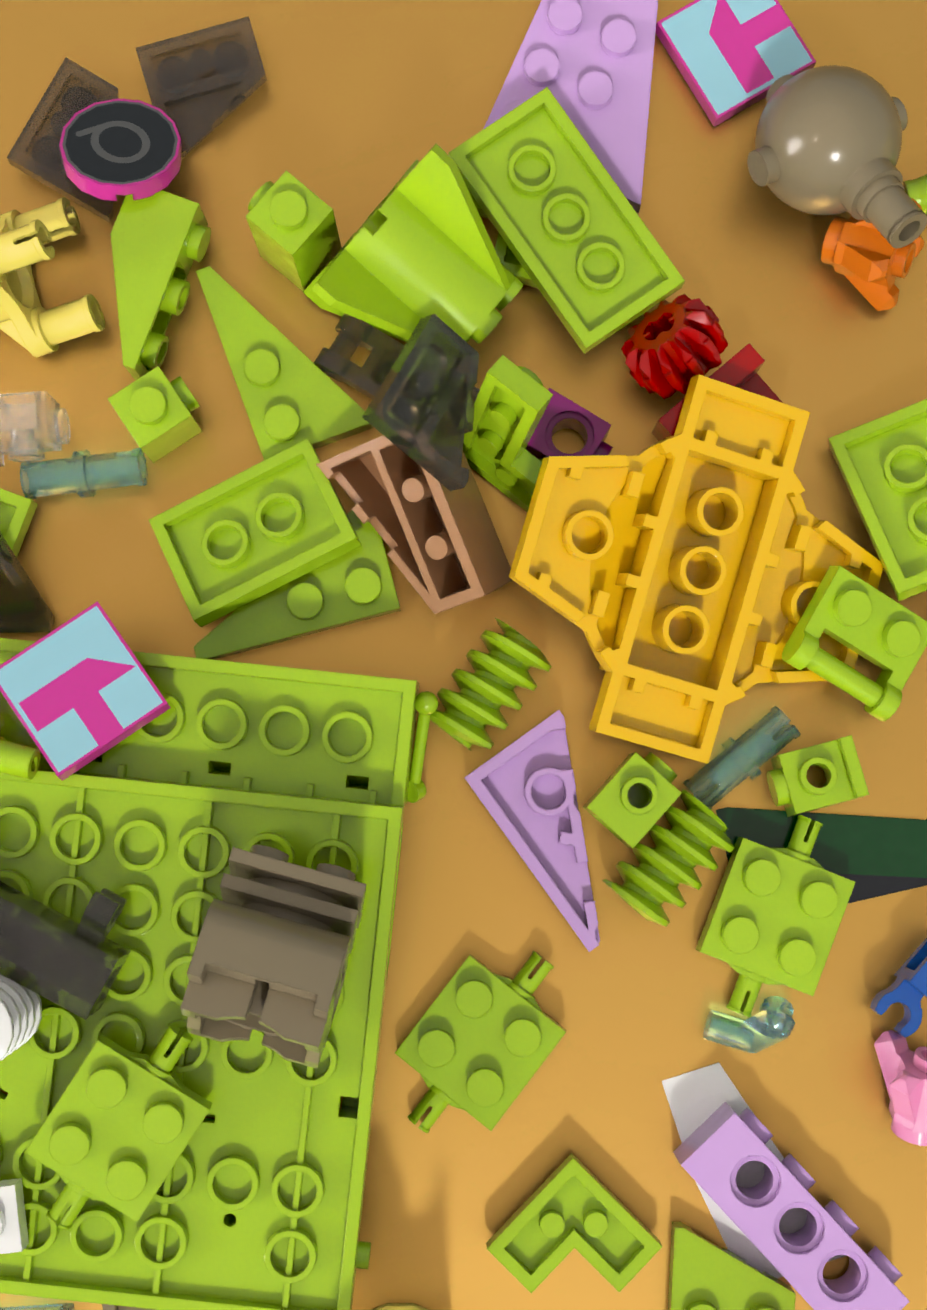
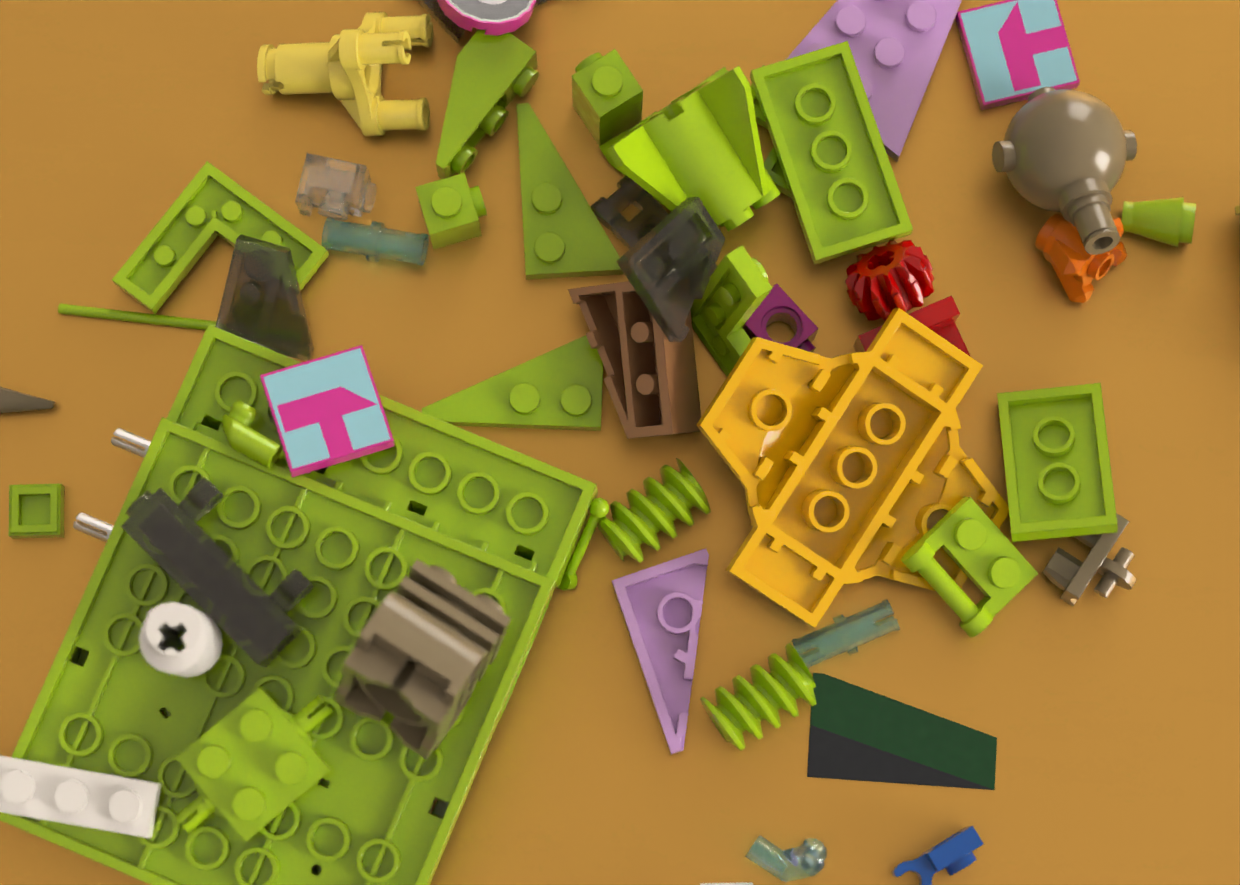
camera: 15 degrees right, 5 degrees down
(254, 533) = (500, 330): lime plate -> none
(480, 1042) = (559, 802): lime plate -> none
(634, 797) = (746, 638): lime brick -> none
(775, 916) = (835, 772): lime plate -> none
(841, 769) = (919, 682): lime brick -> none

